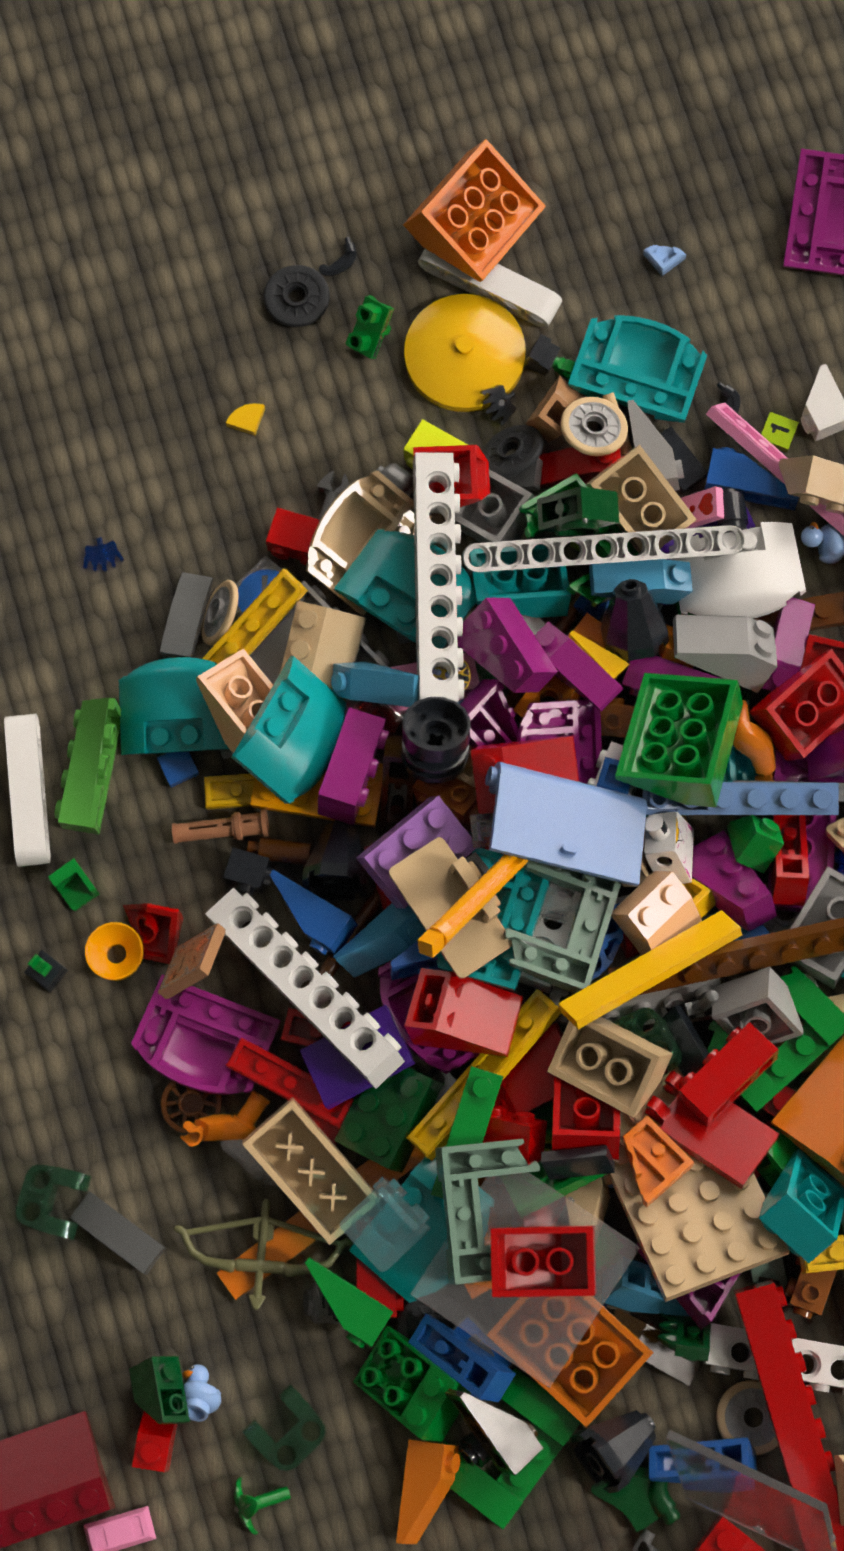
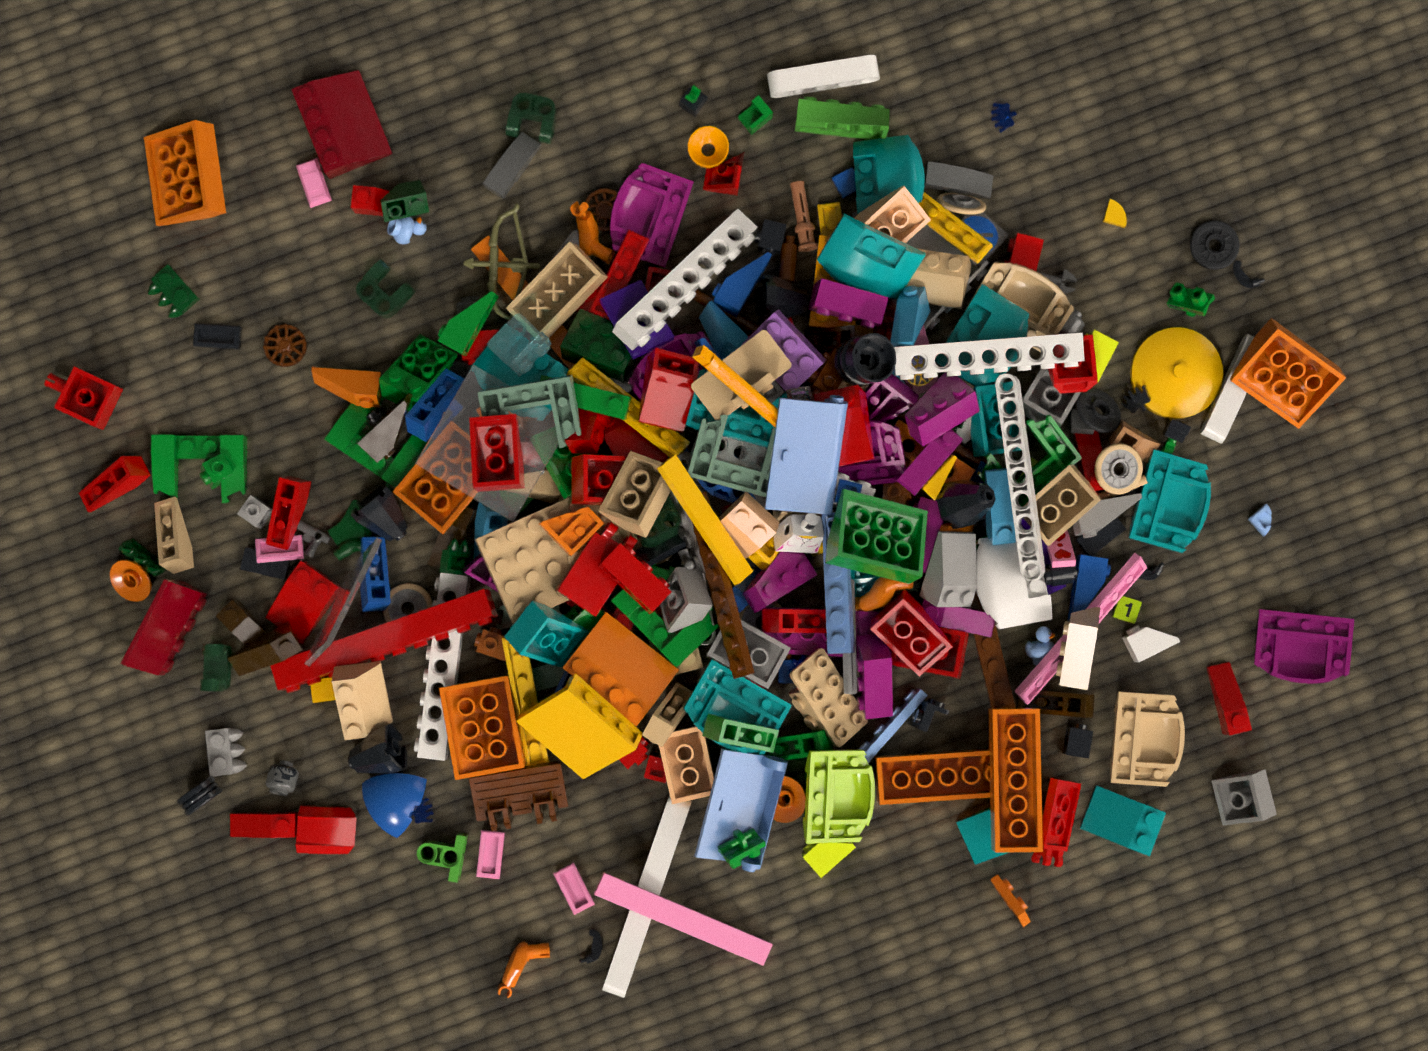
camera: 80 degrees right, 10 degrees up
(192, 961) = (701, 200): medium nougat tile -> none
(250, 1505) = (333, 268): green plant -> none
(578, 511) = (1045, 456): dark green brick -> none
(578, 1162) = (567, 475): black tile -> none
(755, 841) = (806, 595): green slope -> none

